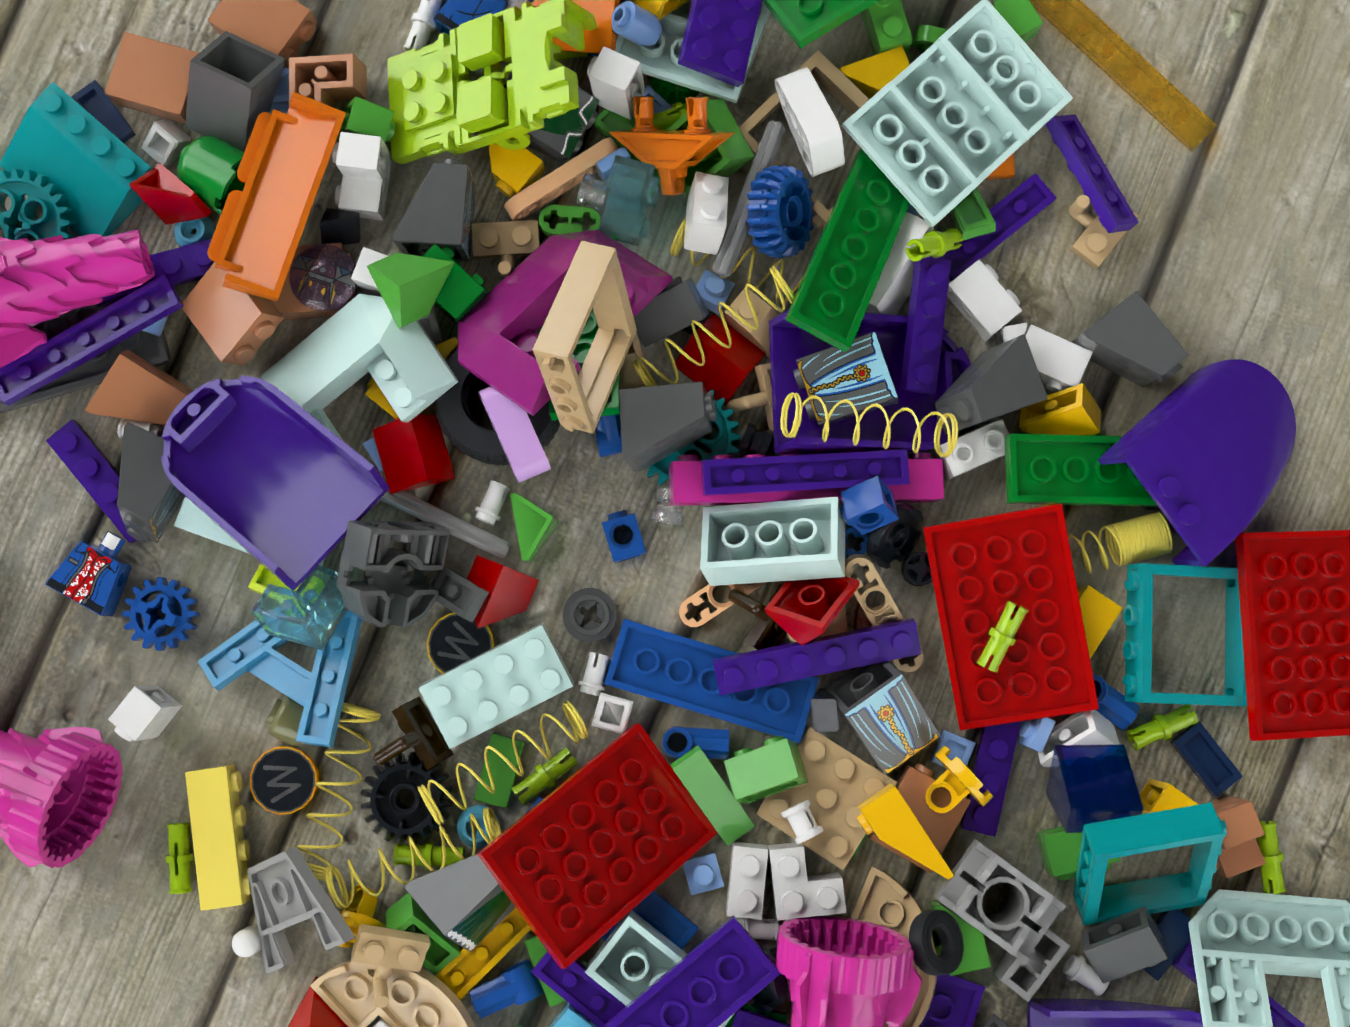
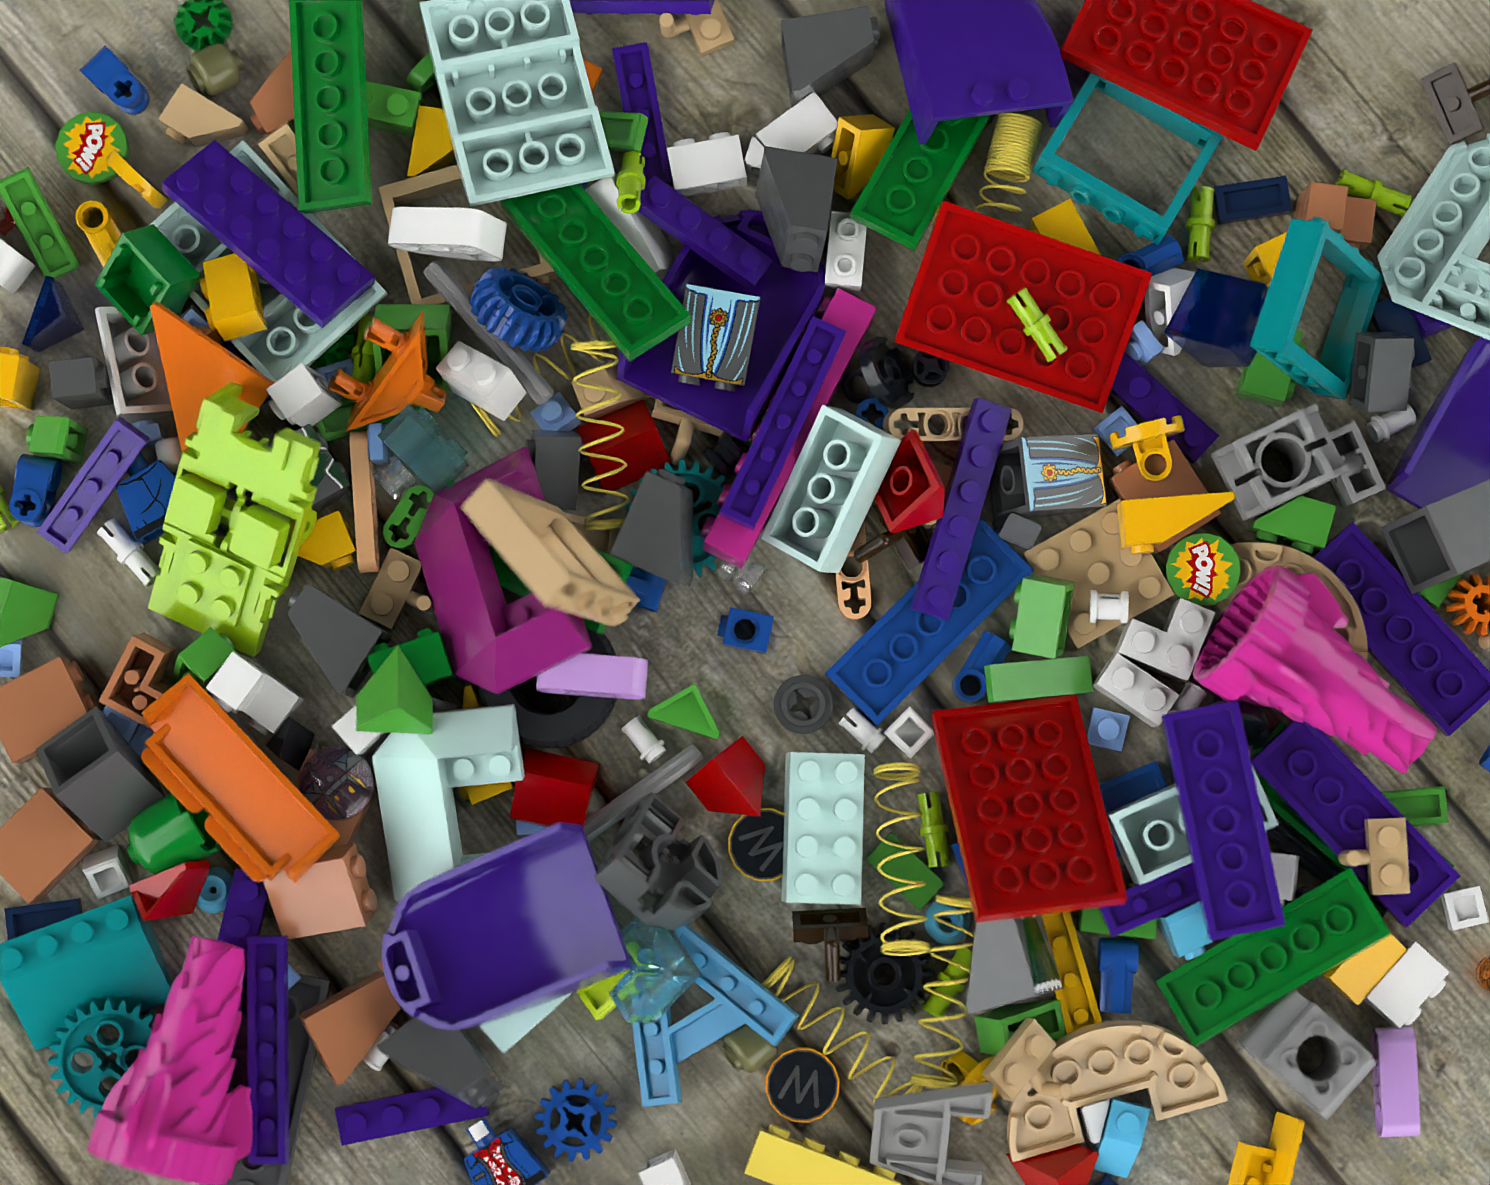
camera: 60 degrees left, 0 degrees up
(459, 593) = (715, 817): dark grey plate -> none
(636, 24) = (261, 346): medium blue brick -> none
(798, 416) = (727, 396): light yellow piece -> none
(868, 505) = (847, 380): blue brick -> none
(877, 883) = (1203, 569): none -> tile
(951, 942) = (1288, 527): black tyre -> none

